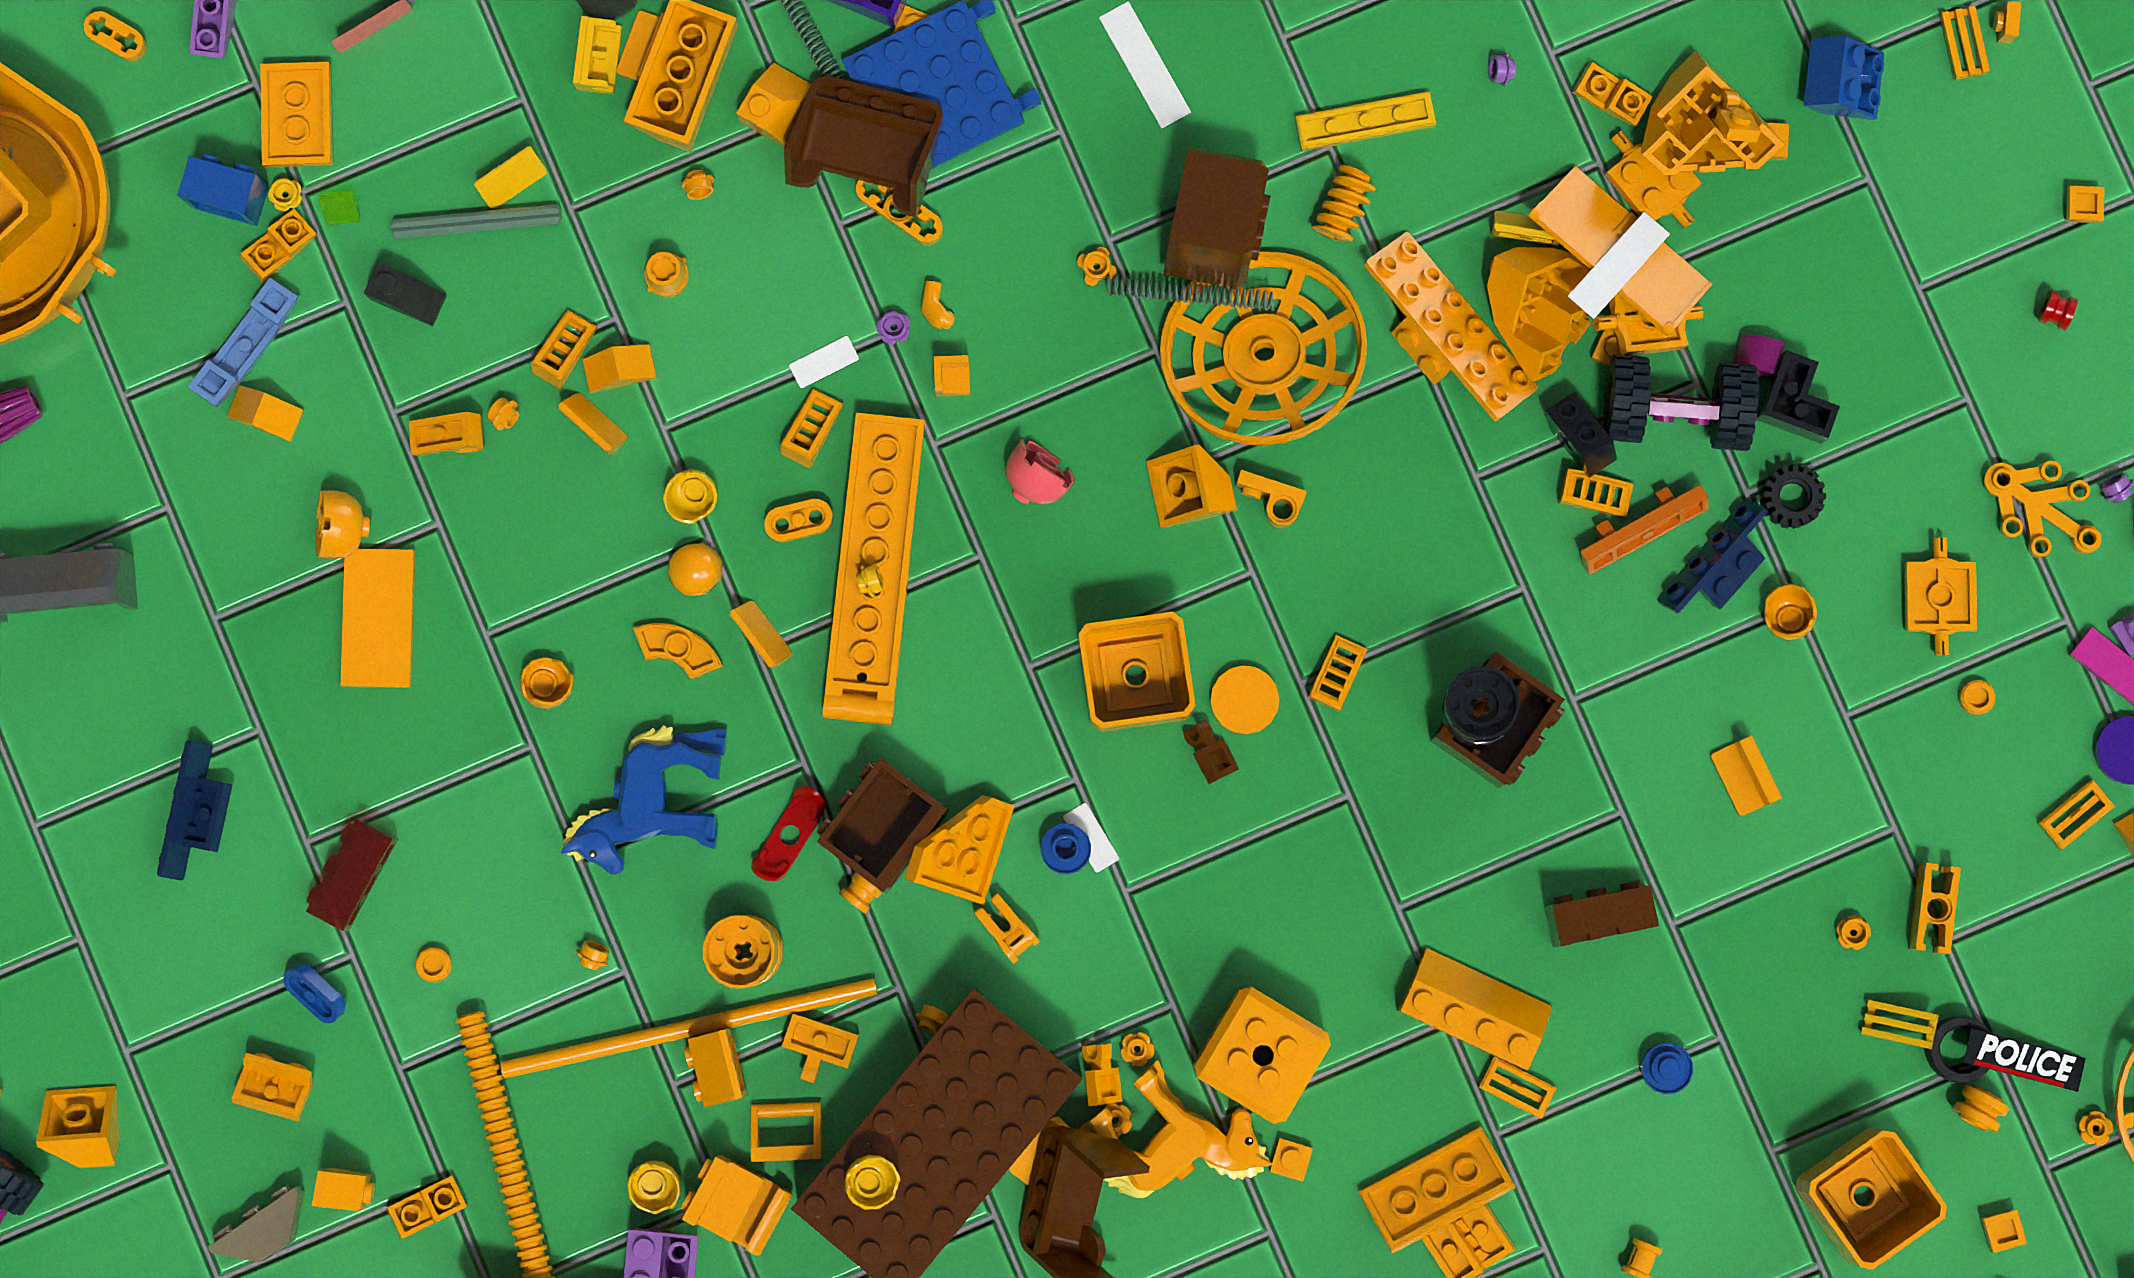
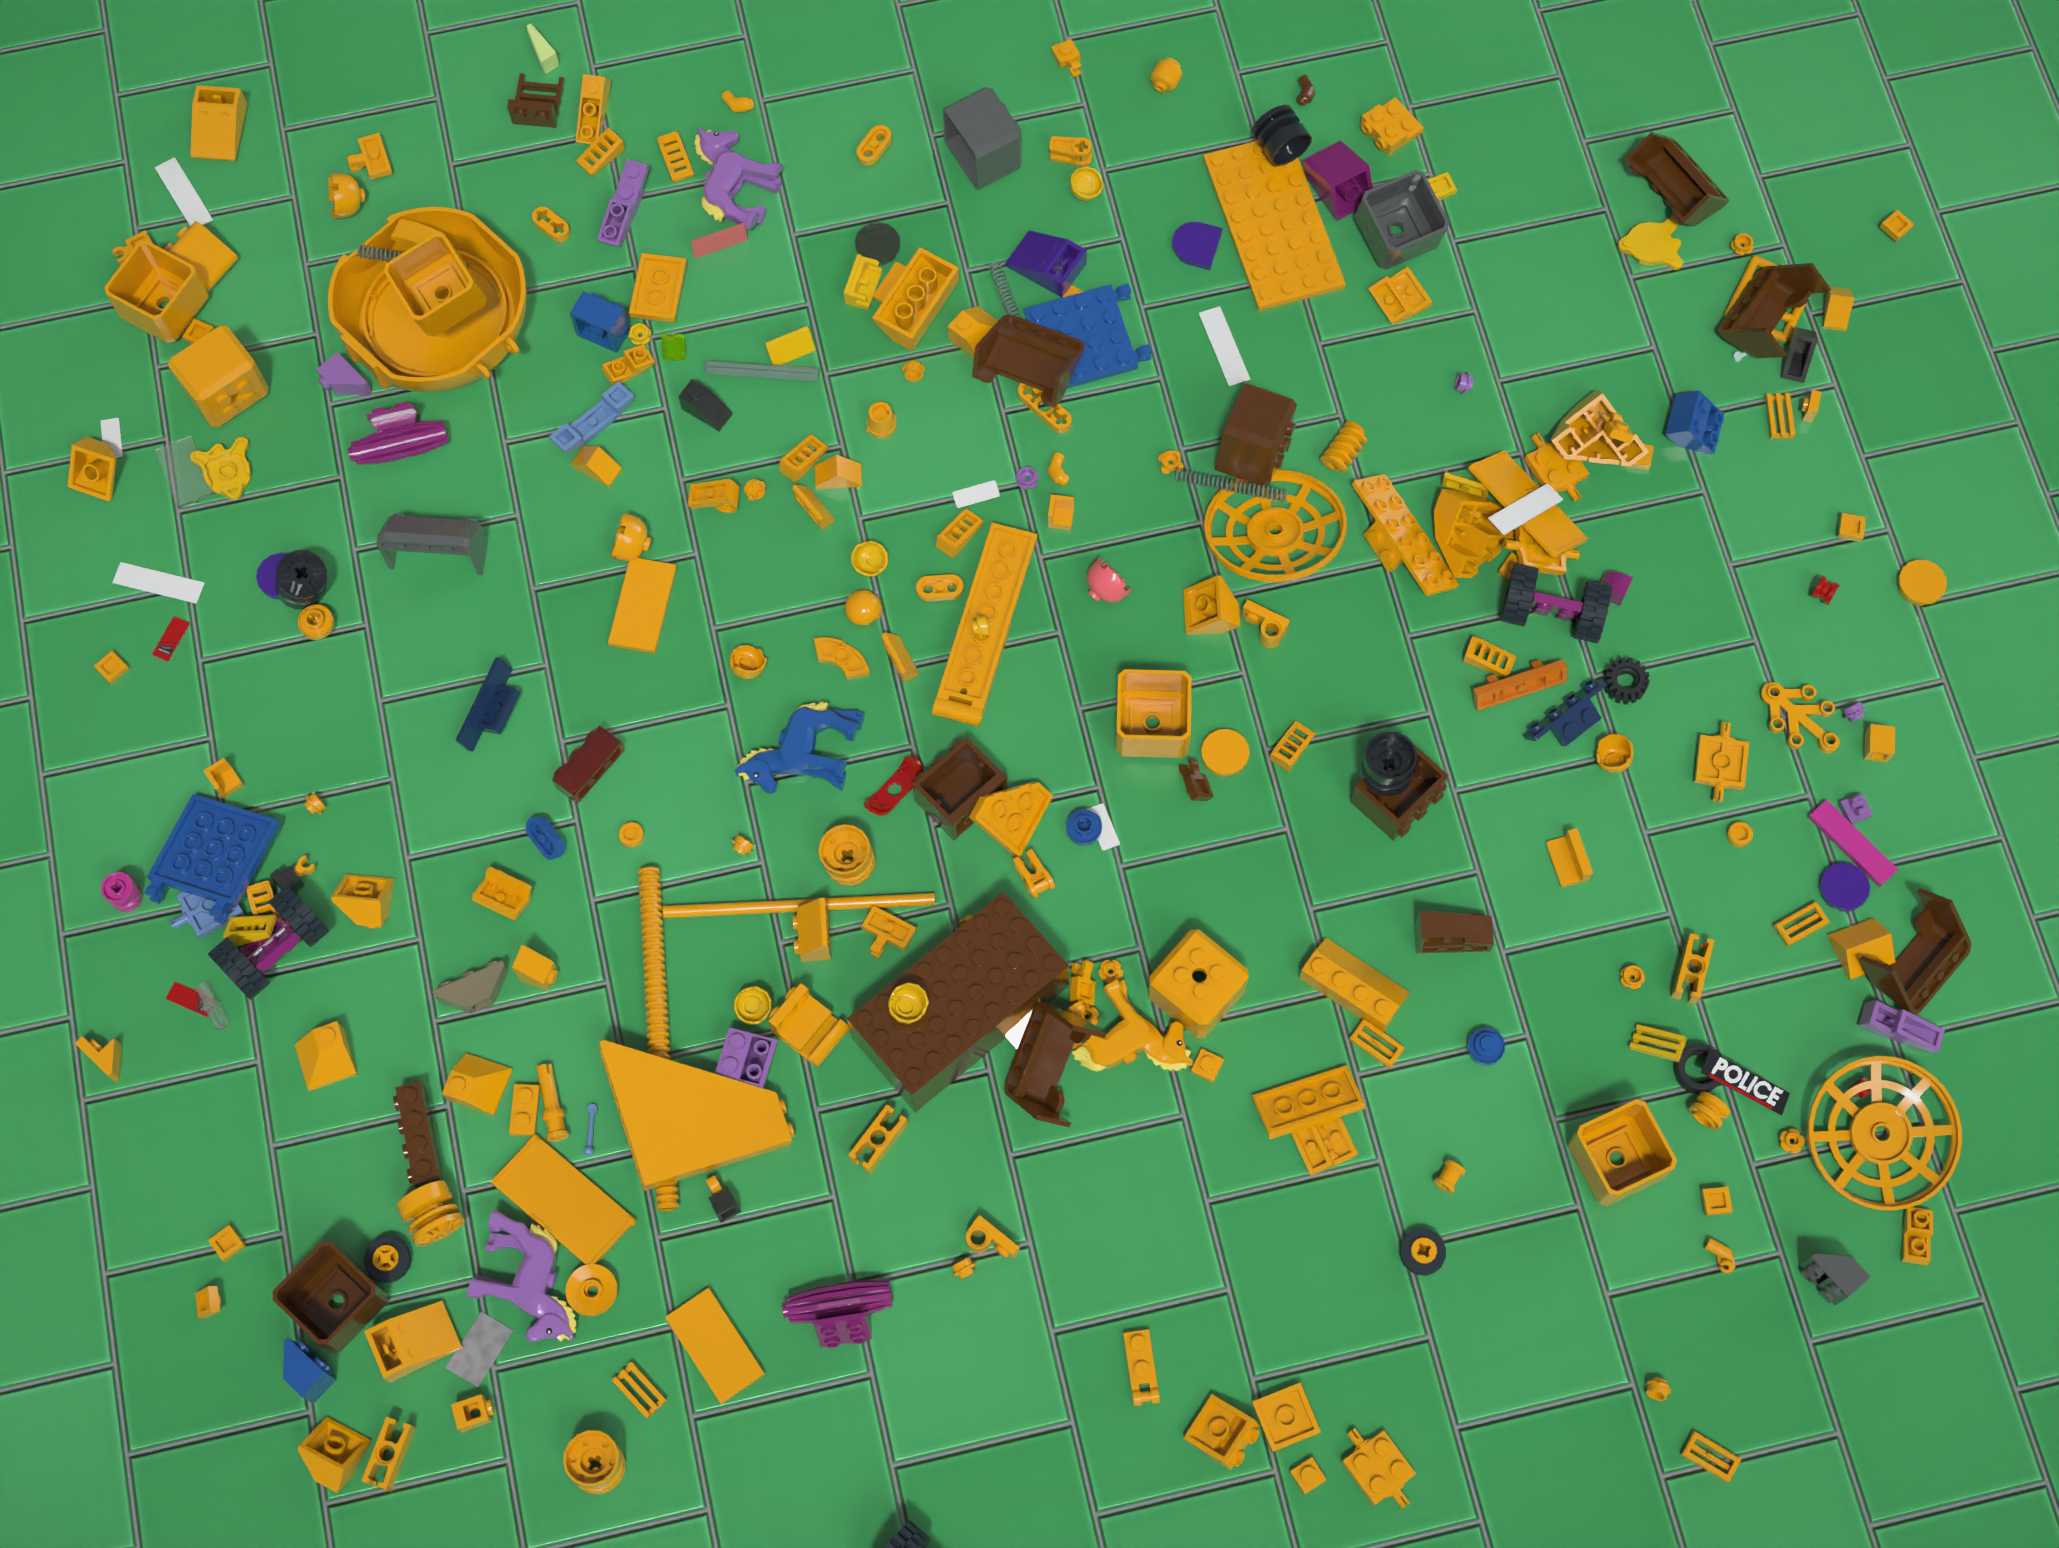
camera: 10 degrees right, 15 degrees down
(426, 1207) = (590, 996): light orange slope -> none
(786, 1152) = (847, 997): light orange tile -> none
(860, 893) = (936, 833): light orange wheel -> none
(1365, 121) = (1366, 402): yellow tile -> none
(1581, 435) = (1484, 614): black brick -> none
(1611, 94) = (1535, 411): light orange slope -> none
(1790, 405) = (1633, 621): black brick -> none

